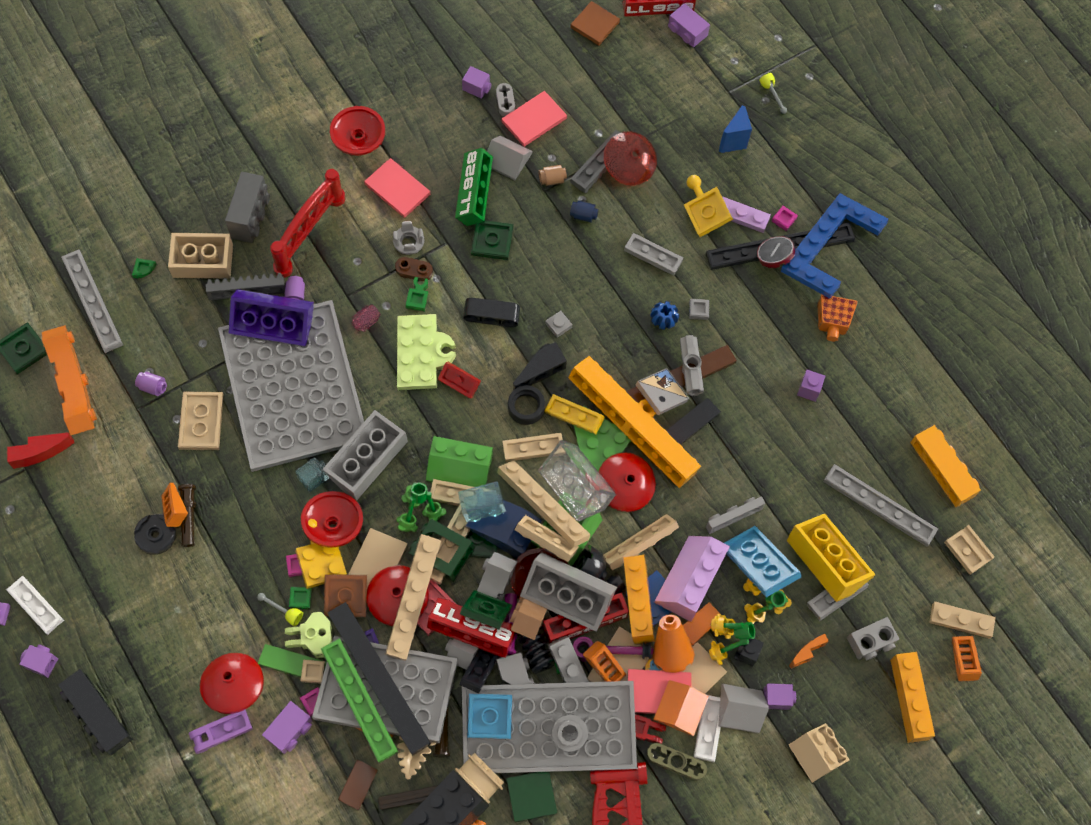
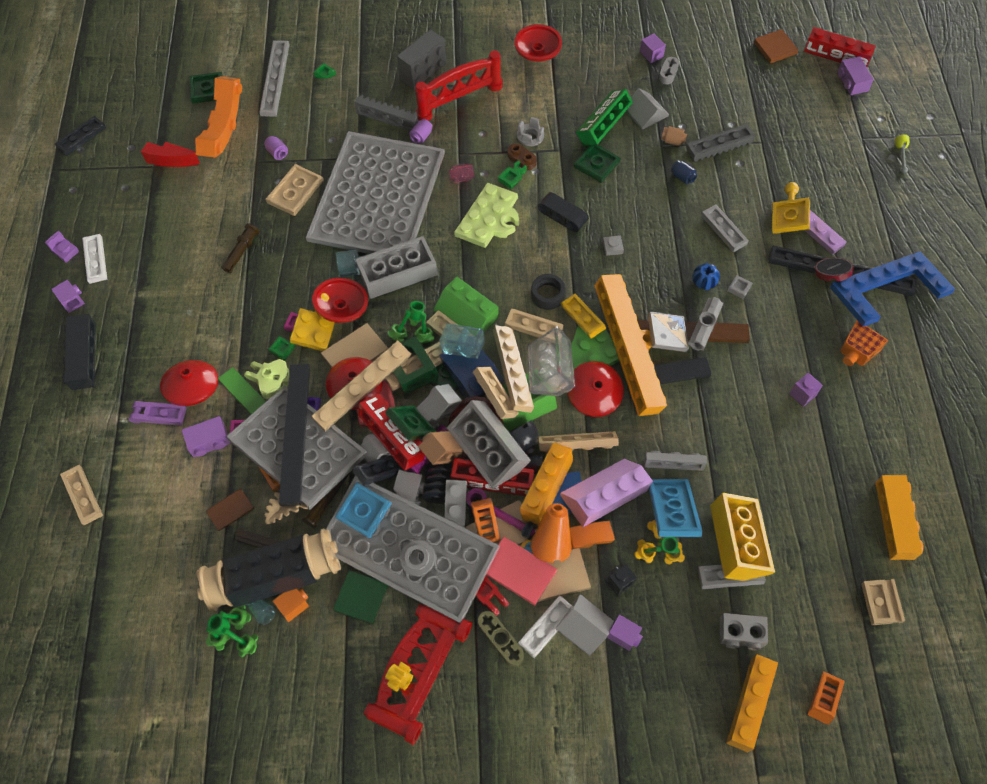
camera: 35 degrees right, 5 degrees down
(147, 527) = (201, 247): black plate -> none
(173, 507) = (232, 237): orange slope -> none
(200, 255) = (367, 77): tan brick -> none
(270, 317) = (389, 138): dark purple slope -> none
(292, 616) = (265, 356): hinge -> none
(312, 671) = (251, 403): tan tile -> none
(348, 589) = (319, 358): dark orange tile -> none
(359, 700) = (268, 443): bright green tile -> none
(397, 188) = (545, 96): coral tile -> none
(459, 379) = (505, 248): red plate -> none
(534, 118) = (684, 92): coral tile -> none
(544, 364) = (578, 268): black slope -> none
(623, 164) = (741, 155): clear red dish -> none
(681, 707) = (530, 593): orange slope -> none
(728, 627) = (613, 551): plant -> none
(737, 132) = (849, 165): blue slope -> none
(784, 218) = (858, 251): dark pink tile -> none
(805, 653) = (669, 609): orange slope -> none
(819, 752) = (634, 702): tan slope -> none
(880, 505) = (817, 522): light grey tile -> none
(962, 620) = (842, 661): tan plate -> none

